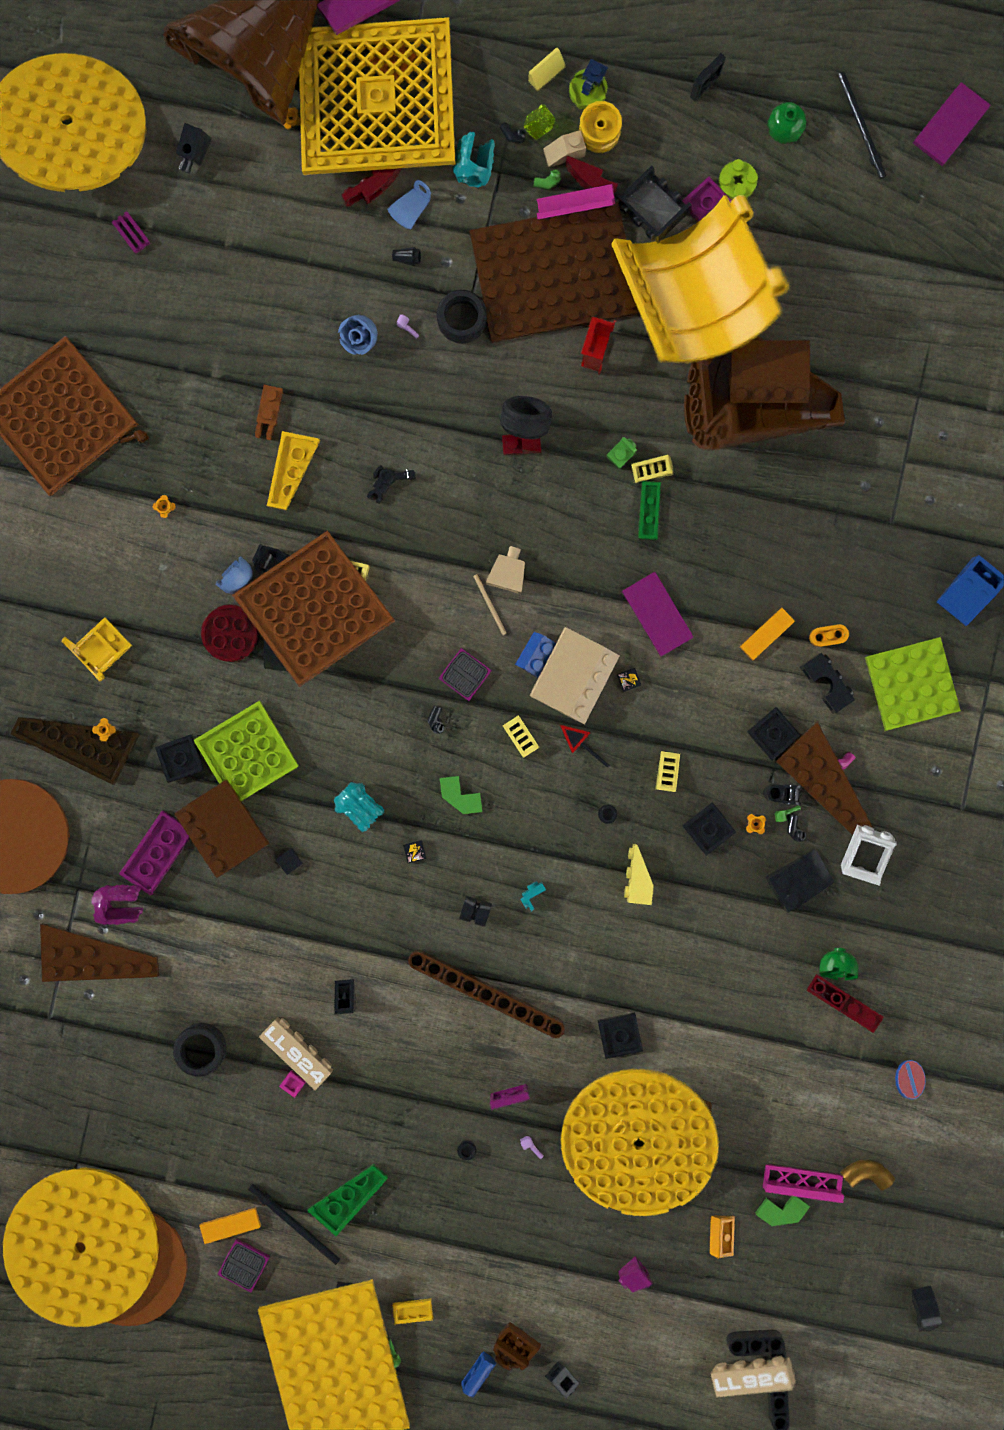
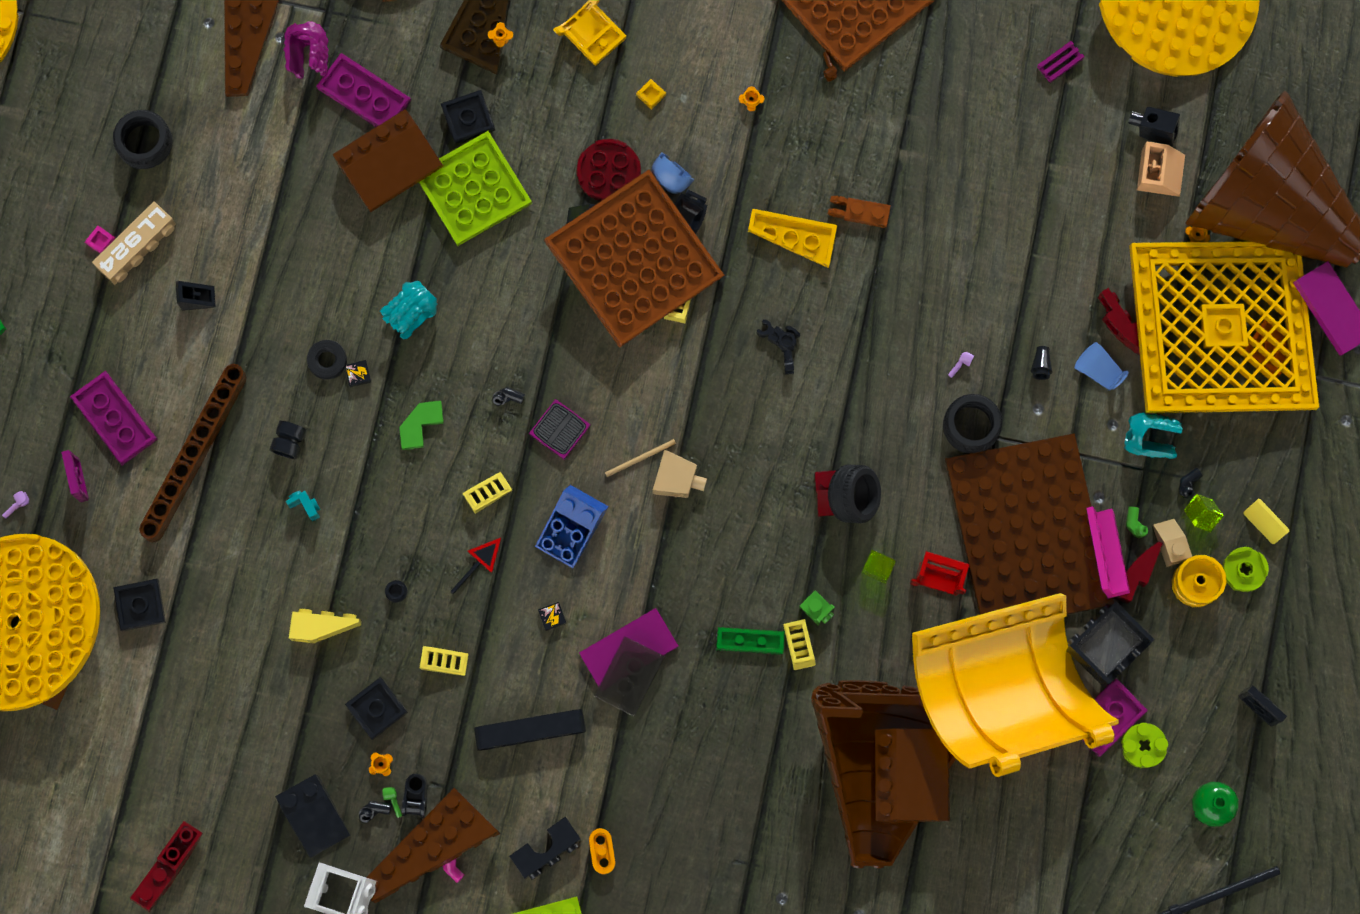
camera: 85 degrees right, 10 degrees down
(159, 595) = (651, 94): none -> yellow tile
(232, 147) = (1161, 169): none -> light nougat slope
(289, 861) = (350, 236): black tile -> none
(358, 334) = (948, 307): medium blue cylinder -> none
(390, 879) = (326, 346): none -> black tyre
(454, 1065) = (113, 418): none -> magenta tile
(466, 1150) = (16, 431): black plate -> none
(574, 675) = (555, 549): tan slope -> none
(586, 399) = (878, 566): none -> clear neon green panel
(593, 75) = (1259, 573): dark blue plate -> none
(681, 613) = (629, 676): none -> clear smoke tile
(727, 697) = (529, 729): none -> black beam
(767, 634) = (604, 778): light orange tile -> none
(773, 733) = (486, 785): black plate -> none
(839, 965) = (212, 859): green cylinder -> none

